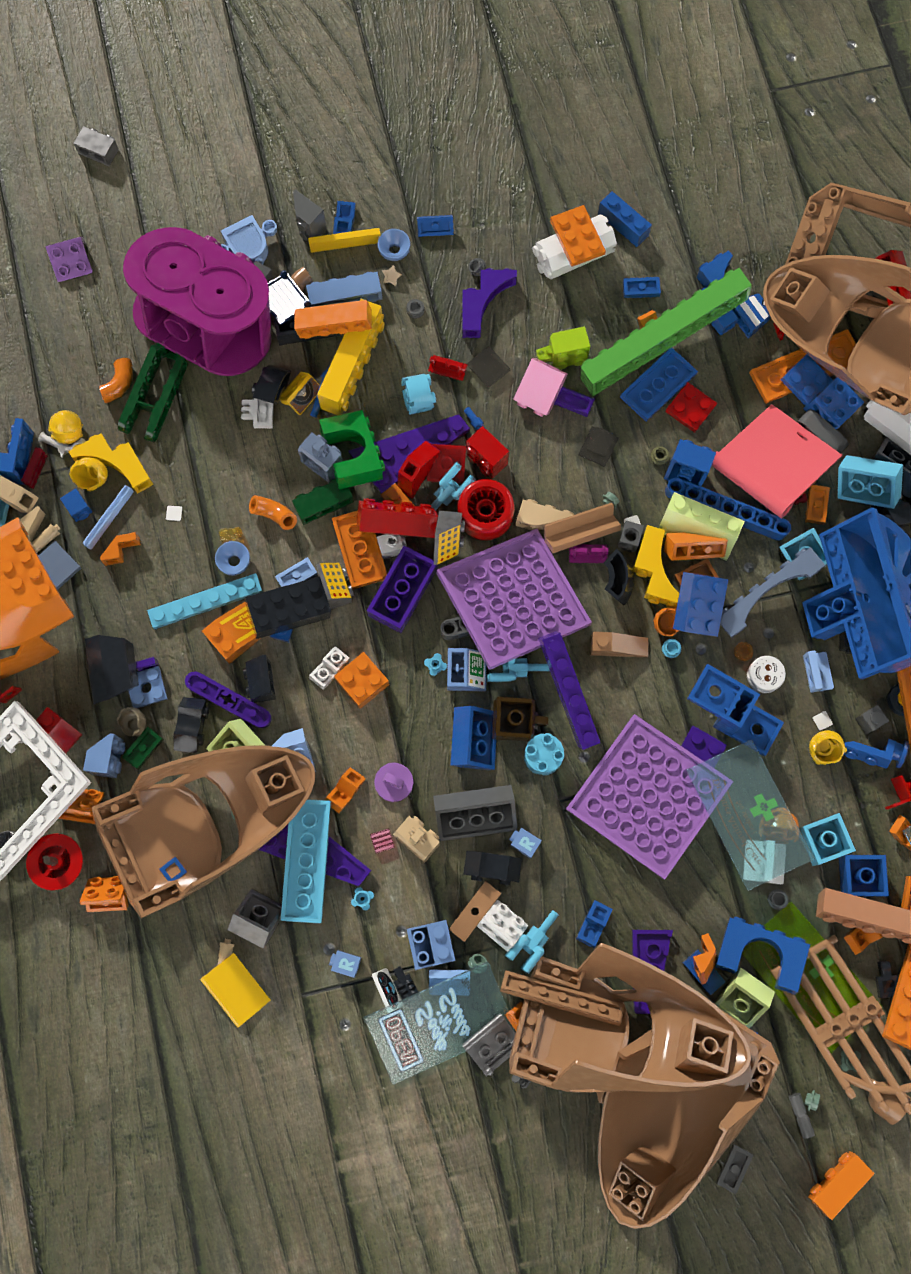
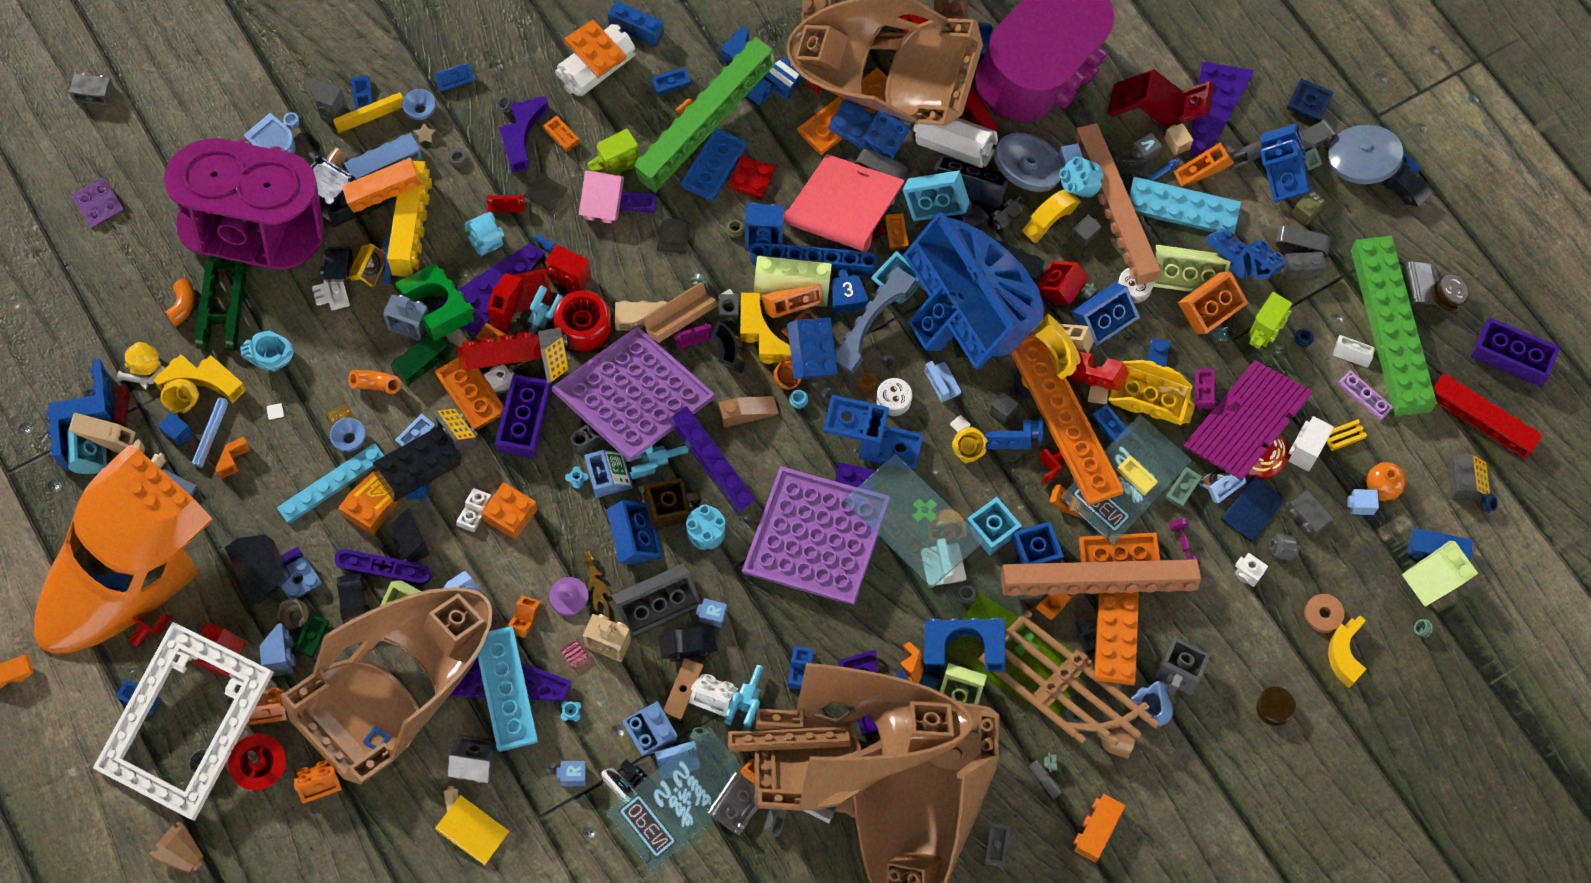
camera: 20 degrees left, 10 degrees down
(182, 453) = (267, 351): none -> medium azure helmet
(425, 781) = (599, 587): none -> pearl gold piece
(520, 311) = (561, 134): none -> orange plate
(751, 554) = (847, 293): none -> blue torso

